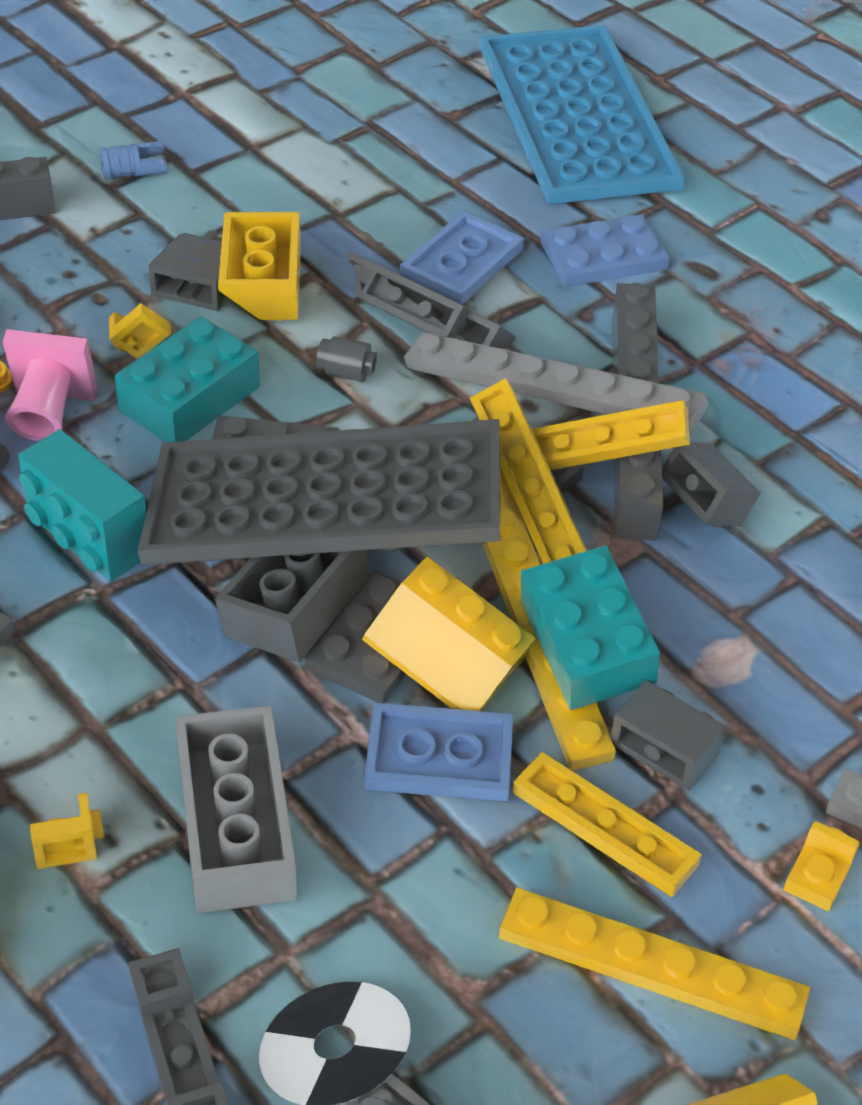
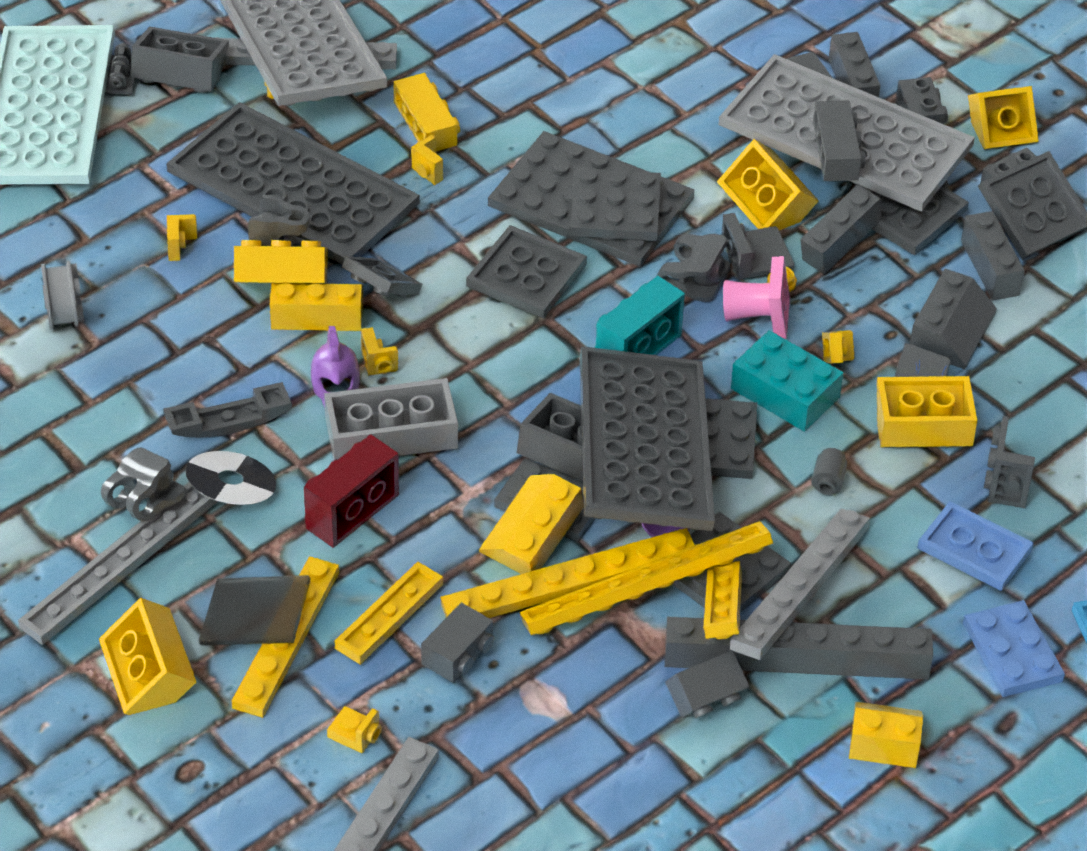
camera: 90 degrees right, 0 degrees up
(93, 241) = (953, 318): none -> dark grey slope
(109, 880) = (334, 362): none -> medium lavender piece
(126, 161) = (1058, 330): medium blue hinge -> none
(353, 210) = (1011, 472): none -> dark grey bracket
(391, 853) = (351, 490): none -> dark red brick
(423, 306) = (897, 529): dark grey wedge -> none
(439, 752) = (446, 527): medium blue plate -> none
(589, 627) = (531, 583): teal brick -> none
(620, 1000) = (255, 610): none -> clear smoke piece
(742, 347) = (886, 734): none -> yellow slope

